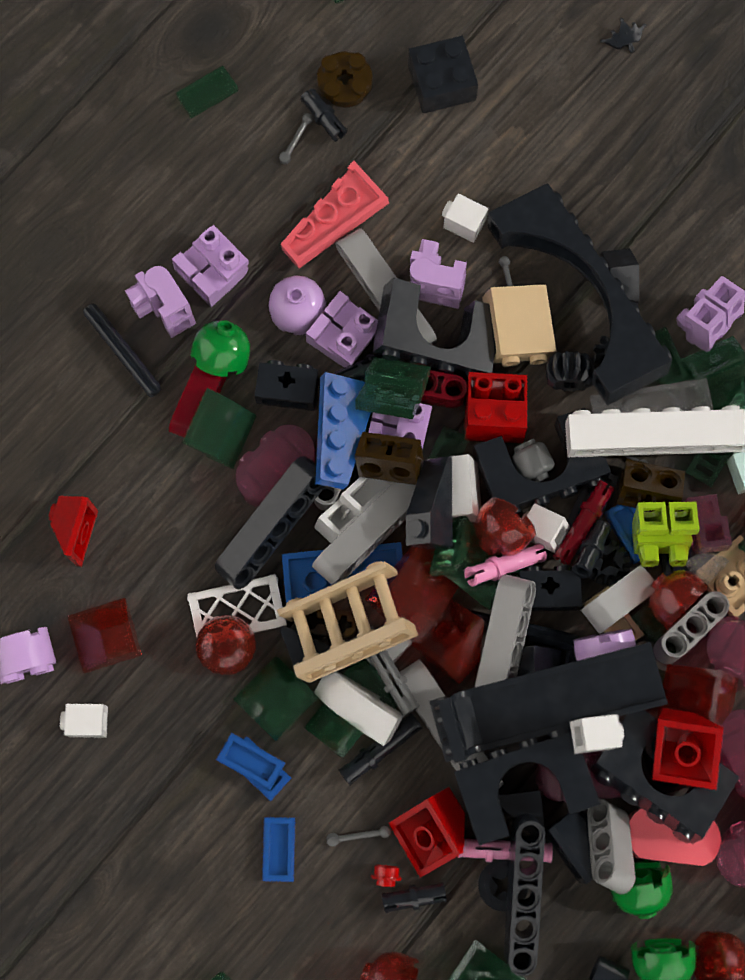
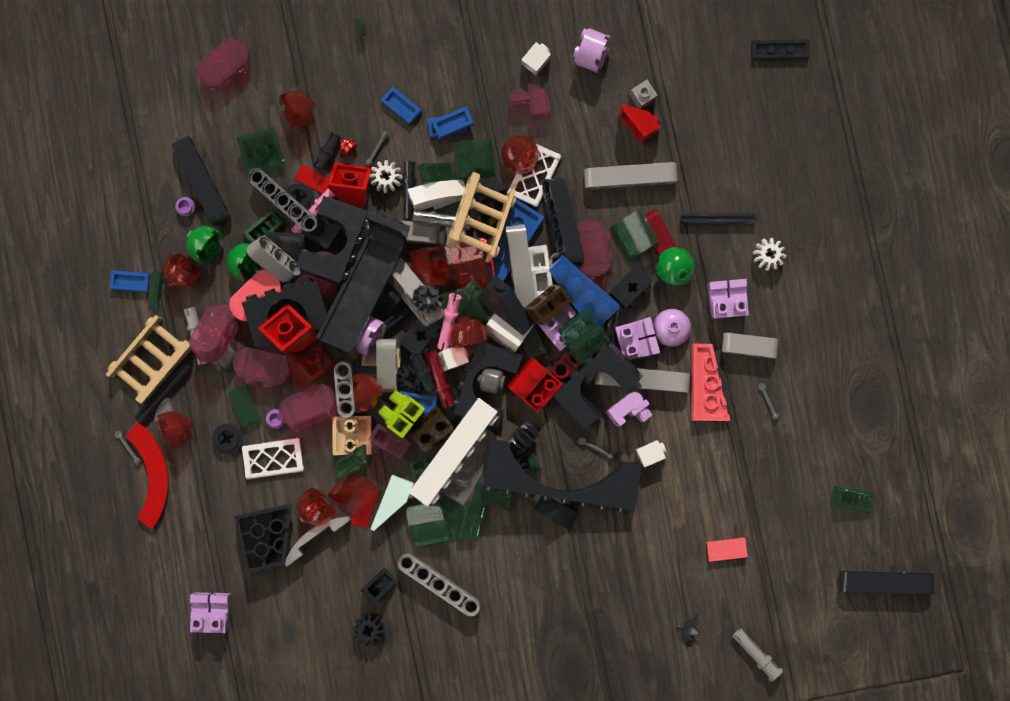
camera: 130 degrees right, 10 degrees up
(33, 550) = (643, 94): none -> light grey brick
(104, 635) = (572, 100): clear red slope -> none
(117, 249) = (771, 247): none -> white gear
(138, 677) = (536, 97): none -> clear pink brick
(149, 490) = (630, 175): none -> light grey beam
(159, 293) = (728, 260): lavender hips -> none
(207, 92) = (833, 374): clear green tile -> none
(247, 202) = (750, 345): none -> light grey beam
(323, 114) = (769, 425): black pin -> none
(344, 64) = (772, 456): dark brown plate -> none
(376, 796) = (388, 170): none -> white gear
(442, 74) = (742, 507): black brick -> none
(463, 888) = (312, 179): none -> red sticker
(502, 60) = (726, 549): none -> coral tile
(514, 607) = (421, 302): none -> black gear
(521, 324) = (568, 432): tan panel -> none
(552, 898) = (258, 225): none -> dark green slope
(586, 338) = (534, 463): none -> clear green tile
(596, 734) = (328, 290): white brick -> none
(706, 565) = (368, 422): clear tile -> none
(712, 313) = (491, 536): lavender hips -> none

